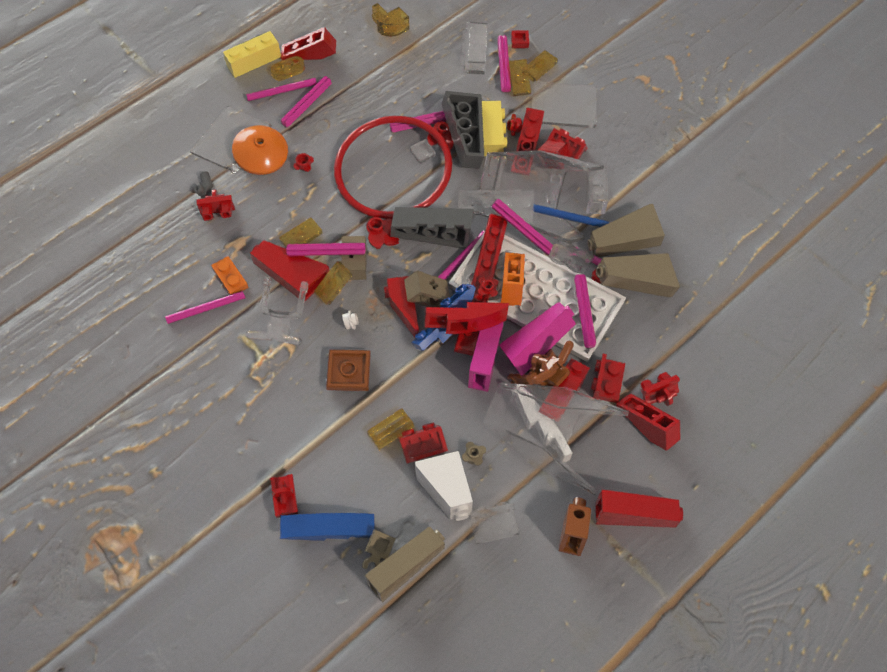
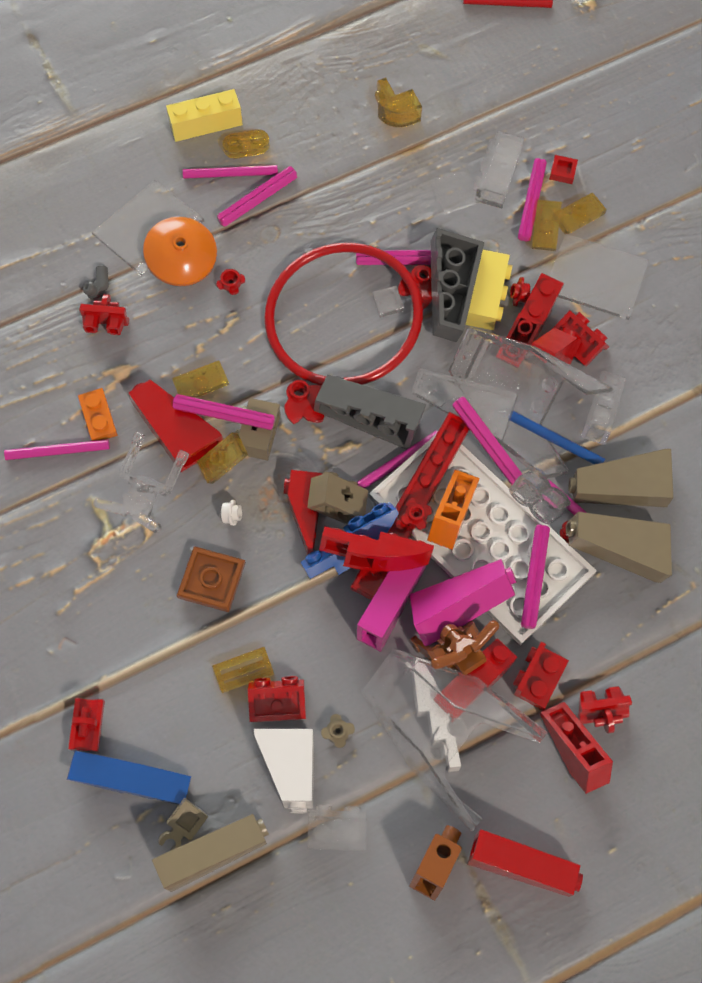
camera: 15 degrees right, 5 degrees up
(311, 46) = (283, 120): red slope -> none

